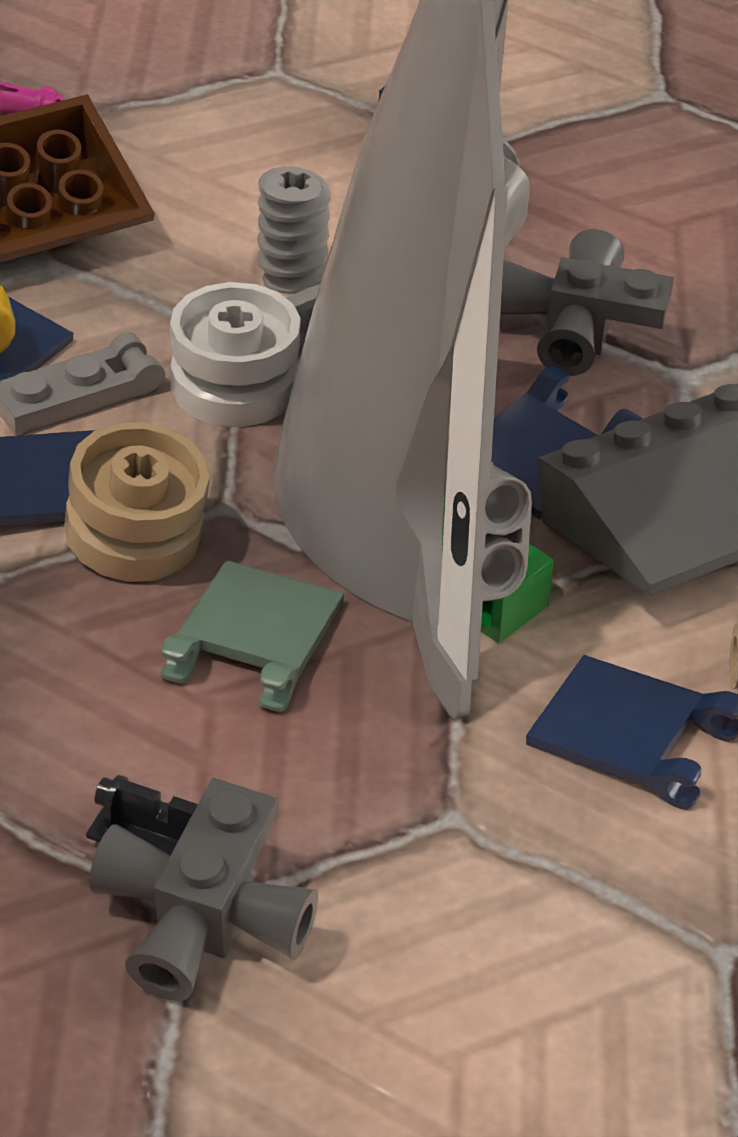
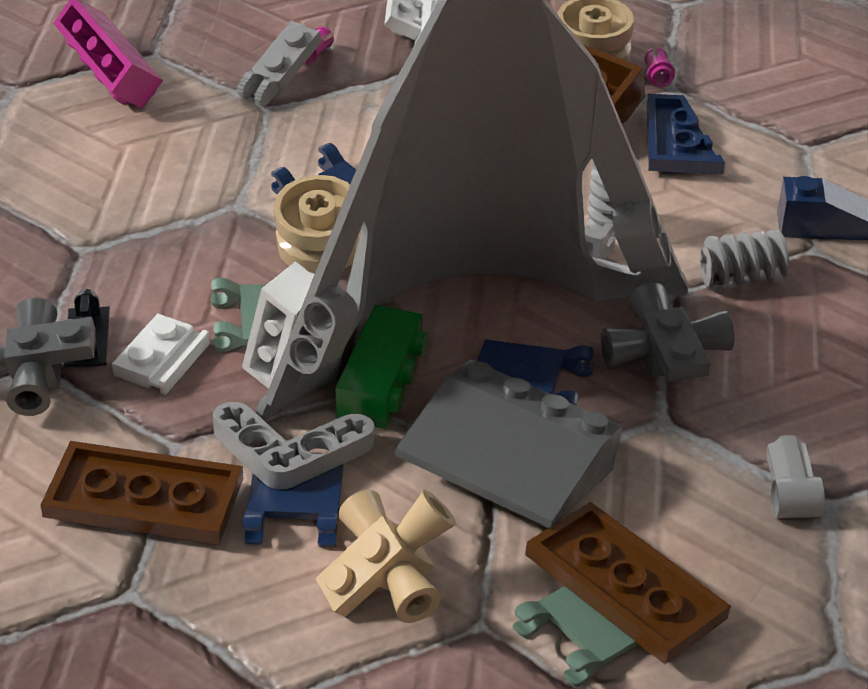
camera: 65 degrees right, 0 degrees up
(199, 157) = (676, 139): none -> dark blue wing
(261, 755) = (161, 353): none -> white plate
(389, 585) = (274, 321): none -> white brick
(550, 871) = (143, 492): none -> reddish brown plate
(564, 705) = (288, 463): none -> light grey beam

